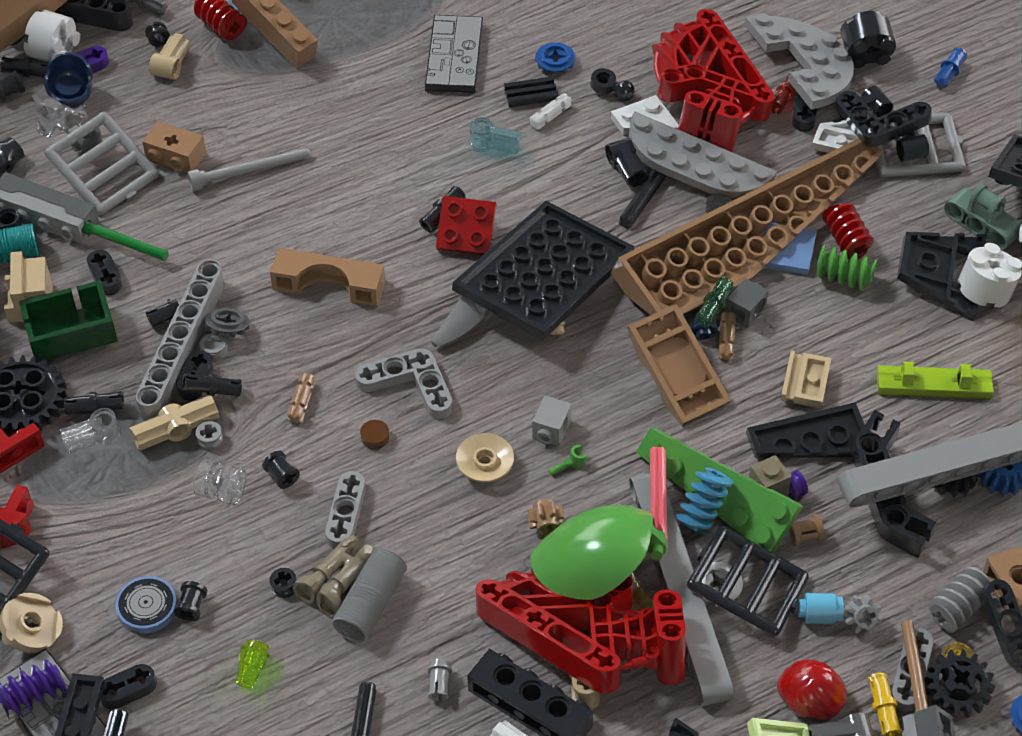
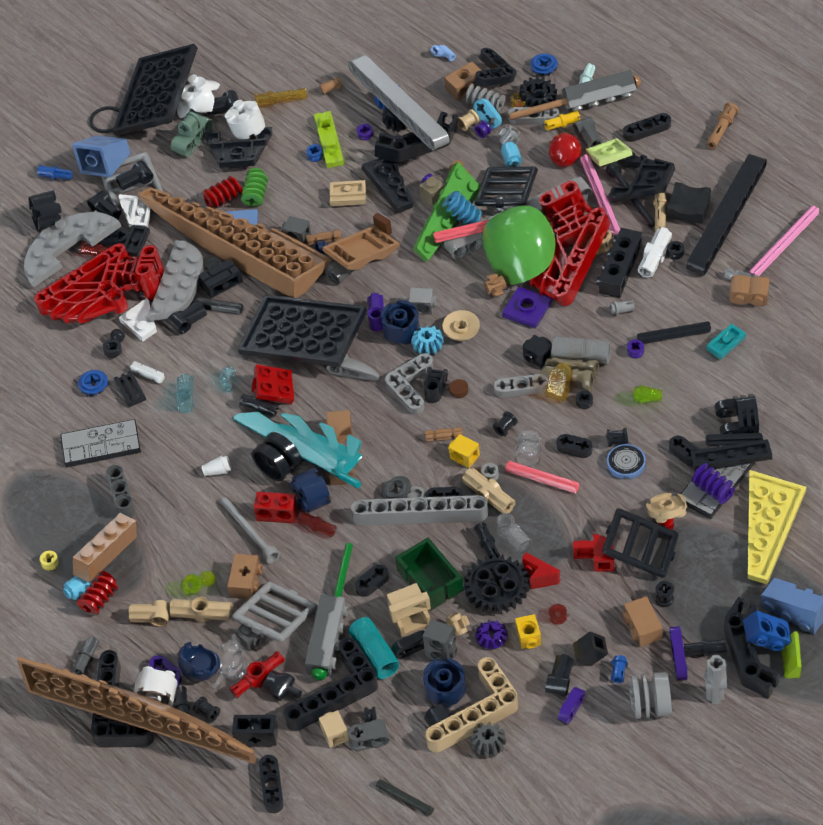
camera: 100 degrees left, 0 degrees up
(27, 136) = (262, 668): none -> red pin
(147, 101) = (192, 609): none -> tan piece
(152, 34) = (125, 631): black bush -> none
(162, 313) = (398, 530): black pin -> none
(164, 499) = (543, 477): none -> coral axle
(195, 118) = (206, 579): none -> clear neon green plate
(206, 547) = (574, 446): none -> black beam
(207, 242) = (316, 524): none -> clear red pin
(211, 385) = (453, 478): black pin -> none
(255, 409) = (464, 451): none -> yellow brick
(261, 193) = (275, 507): none -> red brick
(261, 224) = (310, 490): none -> dark blue brick
(314, 547) = (559, 382): none -> clear yellow piece
(331, 241) = (313, 447): none -> teal animal
(332, 198) = (276, 456): none -> black wheel
(354, 669) = (635, 344): none -> dark purple bush
(359, 152) = (218, 466): none -> white cone
(363, 55) = (120, 490): none -> dark grey beam
(395, 403) = (434, 384): none -> black piece
(397, 536) = (537, 350): none -> black brick
(473, 411) = (427, 340): none -> medium azure gear
(473, 560) = (527, 316): none -> dark purple piece
(504, 183) = (226, 373): none -> clear light blue arm
(515, 382) = (400, 321): none -> dark blue brick
(545, 362) = (375, 307): none -> dark purple piece
(574, 460) = (444, 289): bright green hand -> none
(682, 200) = (220, 278): none -> black brick
(690, 716) = (599, 192): none -> bright pink axle
(714, 302) = (309, 236): clear green pin -> none
(724, 406) = (382, 223): none -> reddish brown tile
(788, 130) = (136, 240): none -> black plate
(894, 583) = (482, 129): none -> dark purple bush
(905, 351) = (318, 153): none -> blue bush
(912, 116) = (134, 183): black beam -> none
(921, 567) = (468, 120): none -> tan bush
(922, 592) = (487, 113): none -> medium azure beam
(943, 424) = (364, 127): none -> dark purple bush
(961, 104) = (100, 155): none -> medium blue slope

